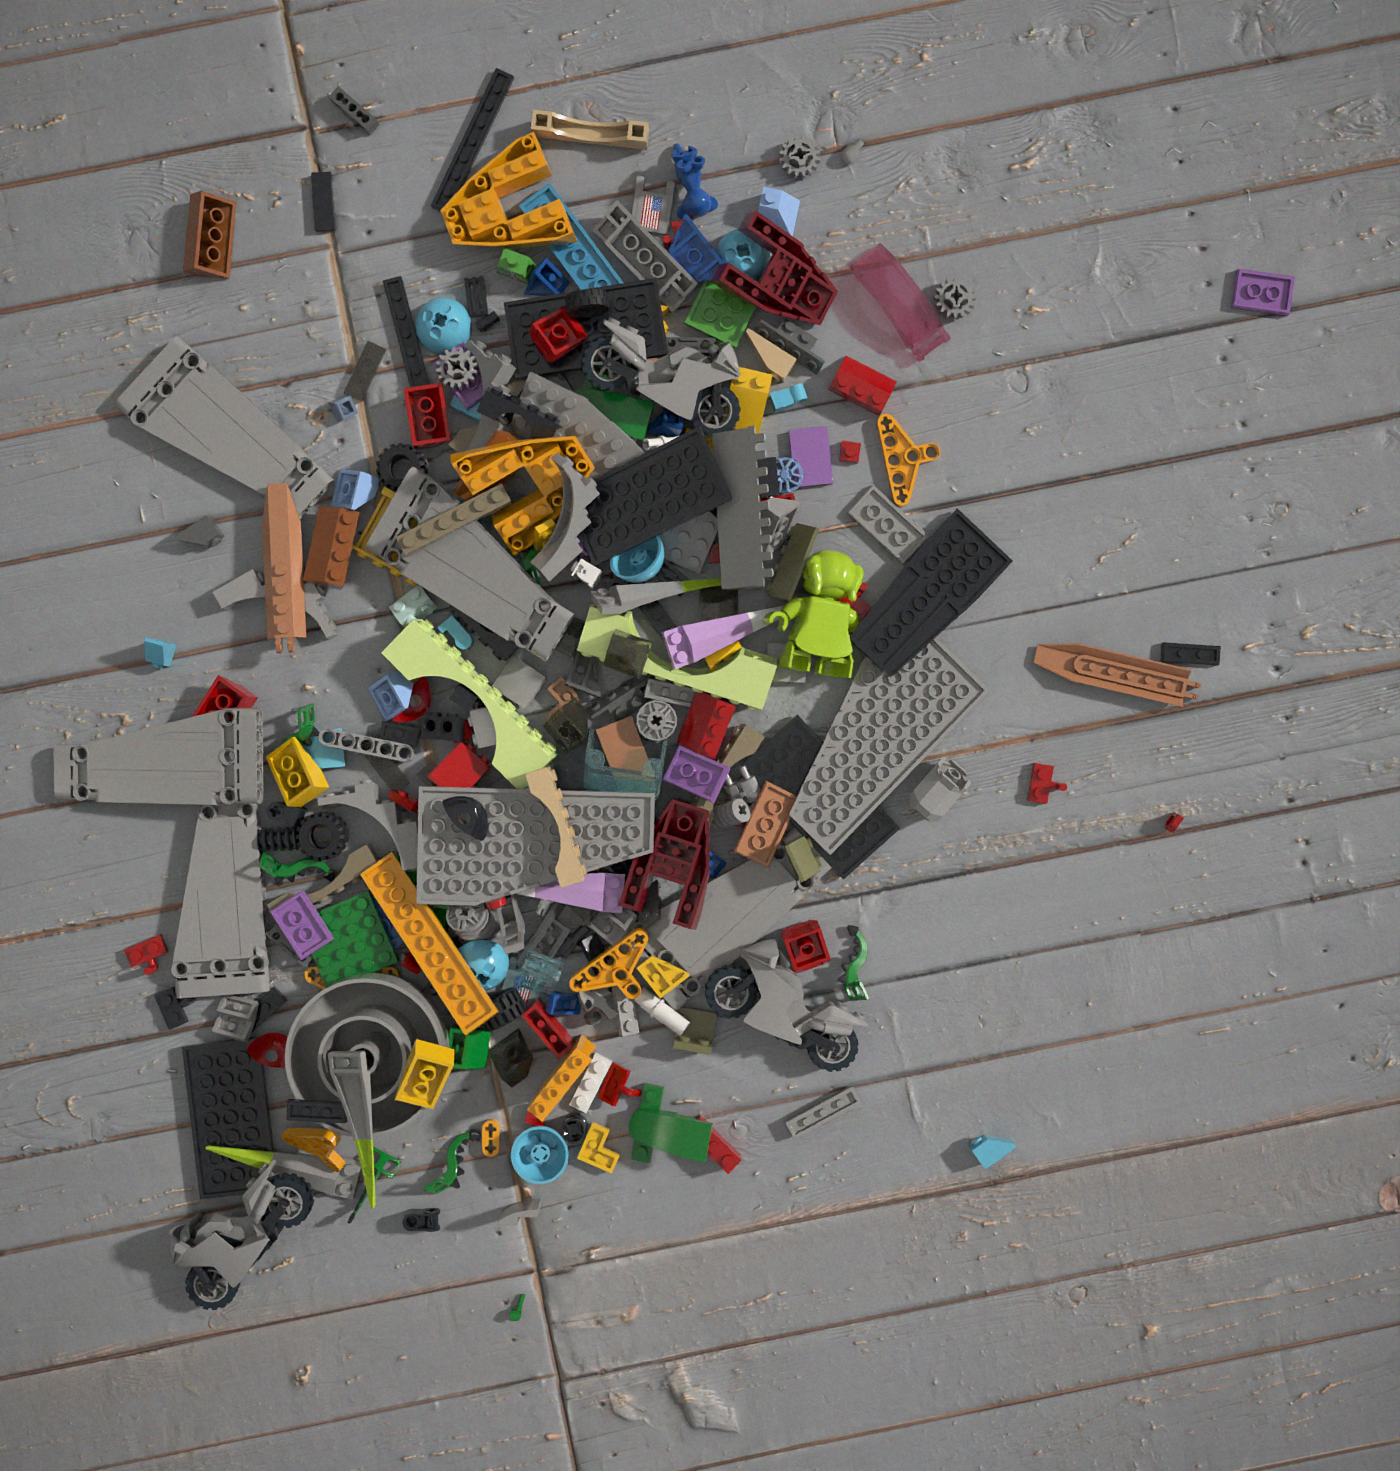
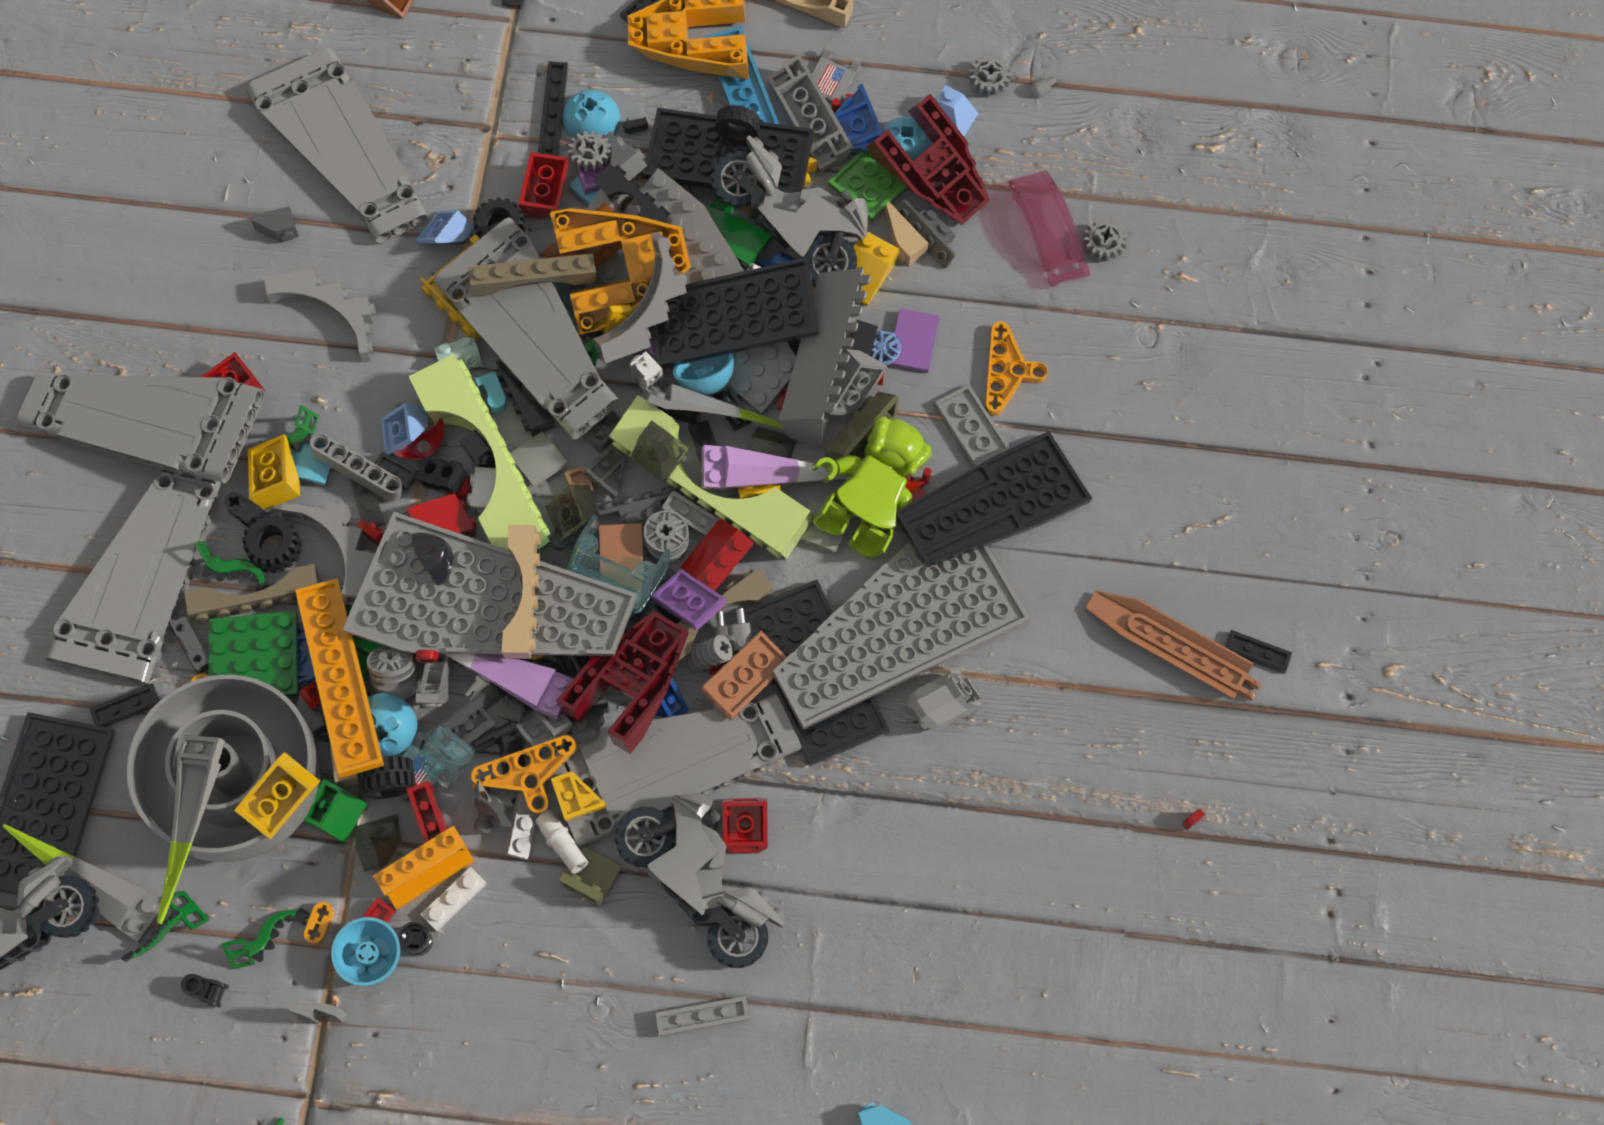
camera: 10 degrees right, 20 degrees down
(147, 952) = (36, 604): red plate -> none
(158, 652) = (185, 315): medium azure slope -> none
(172, 1007) = (36, 670): black plate -> none
(235, 1017) = (98, 700): light grey slope -> none
(264, 1043) = (115, 736): red piece -> none
(277, 839) = (223, 533): black piece -> none
(283, 568) = (344, 275): nougat hinge -> none
(302, 925) = (212, 622): medium lavender tile -> none
(315, 1111) = (143, 800): black tile -> none
(316, 1142) = (127, 855): light orange beam -> none
(331, 547) = (400, 272): dark orange slope -> none
(343, 407) = (464, 157): sand blue slope -> none
(365, 371) = (499, 133): clear smoke tile -> none
(474, 280) = (635, 88): black tile -> none
(515, 266) = (681, 84): bright green torso -> none
(546, 280) = (705, 100): blue slope -> none
(557, 334) = (697, 144): red slope -> none
(563, 1004) = (456, 799): blue slope -> none
(593, 1150) = (427, 974): yellow plate -> none
(615, 1085) = (480, 907): red plate -> none
(666, 1130) = (518, 972): green slope -> none
(688, 172) = (877, 51): blue animal -> none
(722, 1151) = (565, 1010): red brick -> none
(787, 397) = (908, 278): medium azure leg -> none
(801, 858) = (771, 718): olive slope -> none
(849, 451) = (955, 347): red plate -> none
(852, 968) = (795, 858): green piece -> none
(862, 385) = (986, 291): red slope -> none
(1041, 783) = (1059, 734): red plate -> none
(1262, 292) = (1421, 328): medium lavender tile -> none

